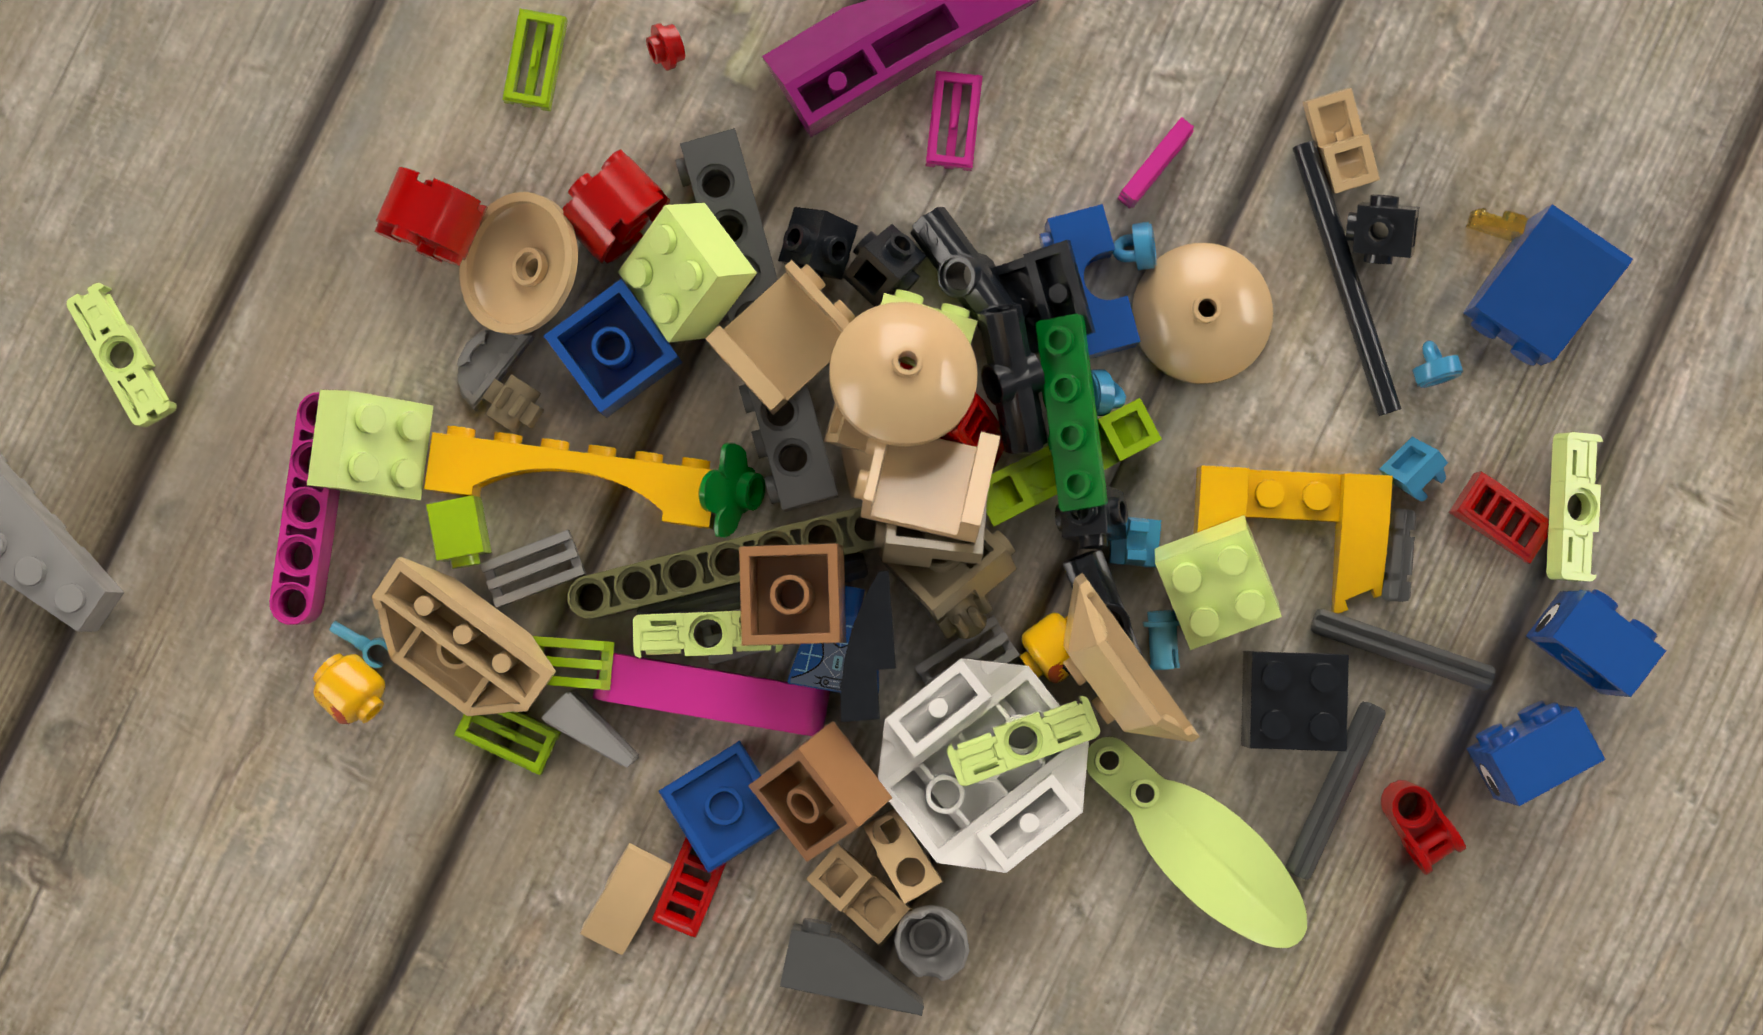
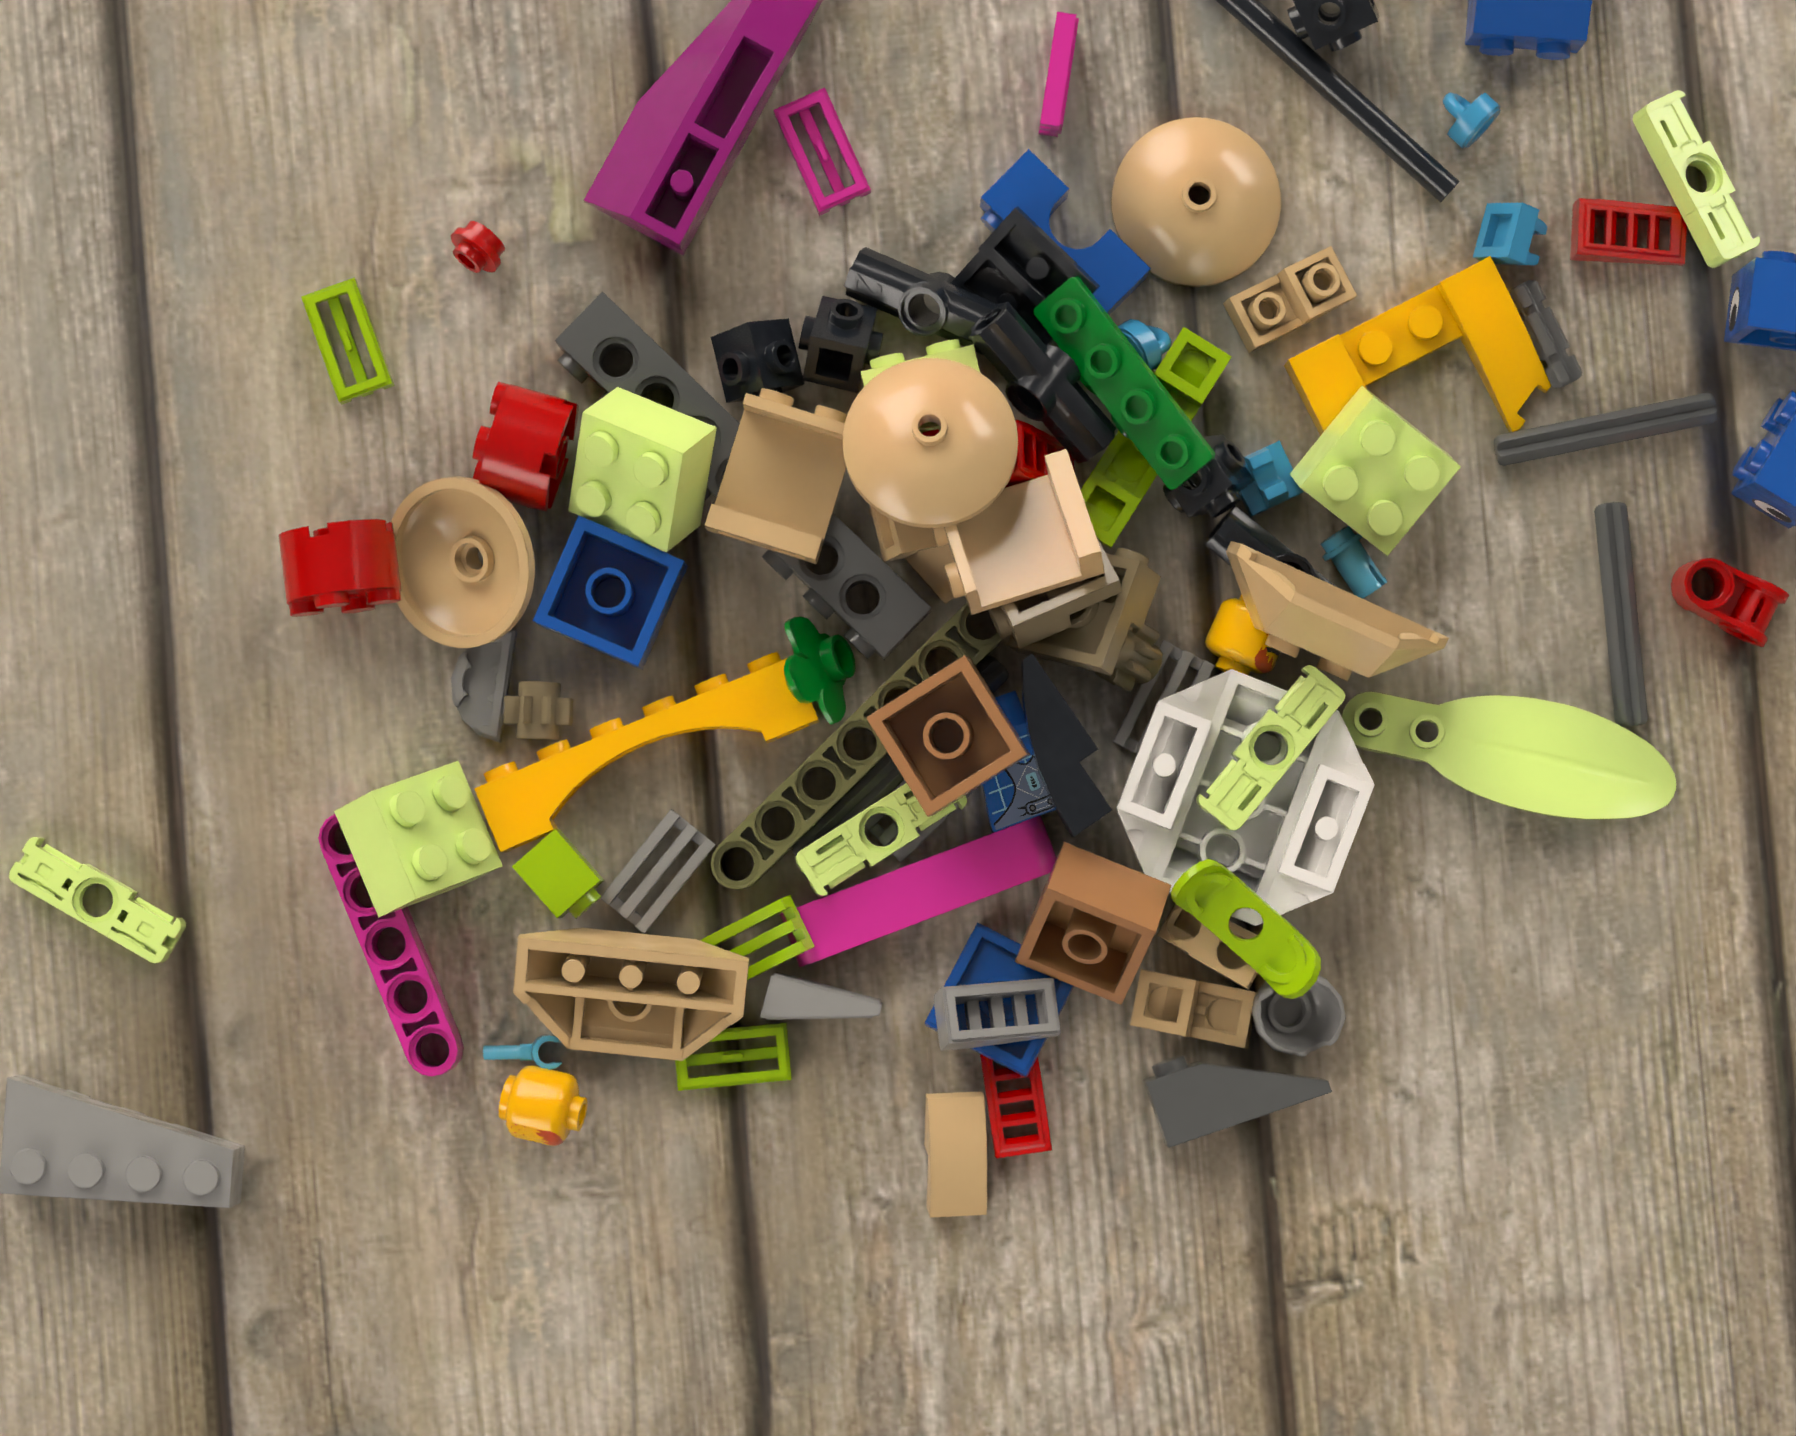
camera: 30 degrees left, 0 degrees up
(674, 799) = (970, 995): none -> light grey slope
(939, 891) = (1276, 953): none -> lime piece
(1144, 246) = (1095, 165): dark azure tile -> none
(1228, 422) = (1290, 299): none -> tan slope
(1294, 701) = (1524, 545): black brick -> none

